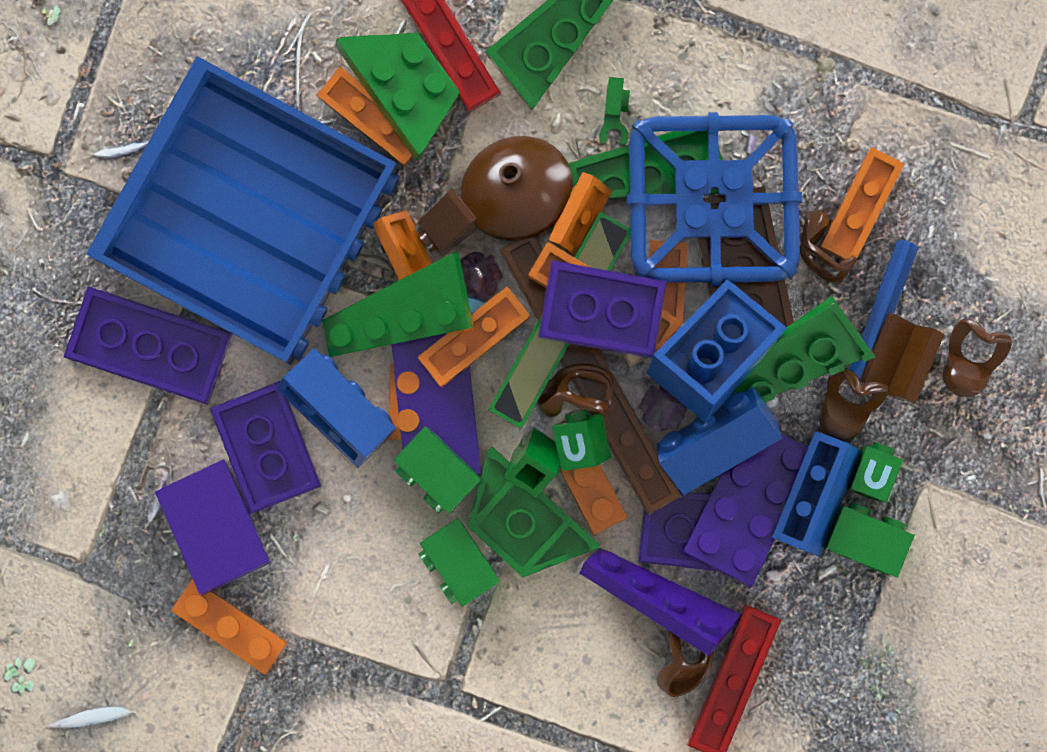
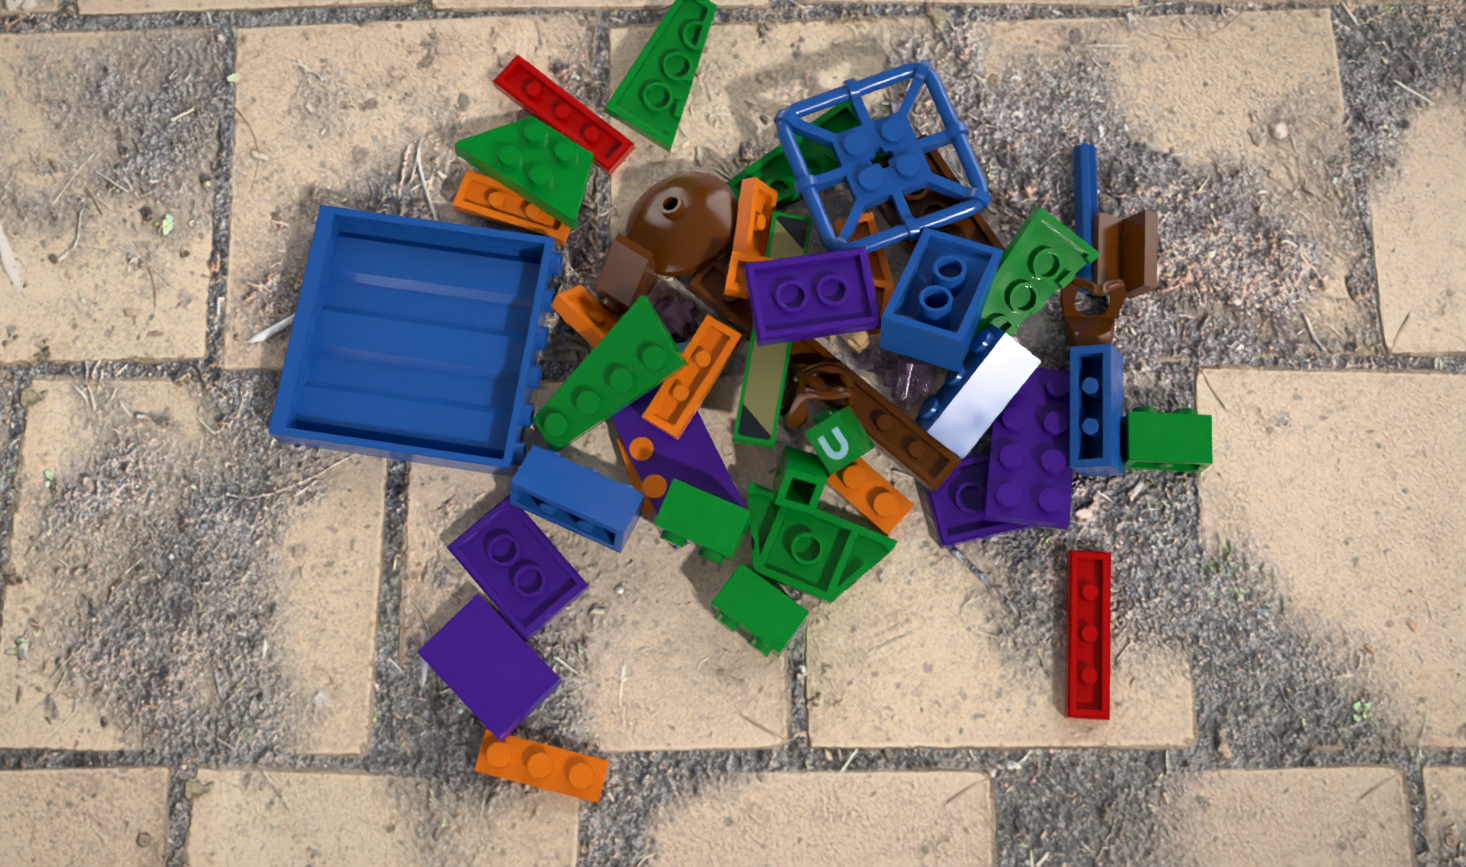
camera: 10 degrees left, 10 degrees down
(148, 345) = (362, 507): dark purple tile -> none
(616, 102) = (749, 113): green plate -> none
(674, 607) = (993, 575): dark purple wing -> none
(680, 675) = (1032, 643): reddish brown piece -> none
(814, 228) = (989, 159): reddish brown piece -> none
(861, 205) = (1025, 127): orange plate -> none
(875, 472) = (1145, 372): green brick -> none
(967, 377) = (1188, 251): reddish brown piece -> none

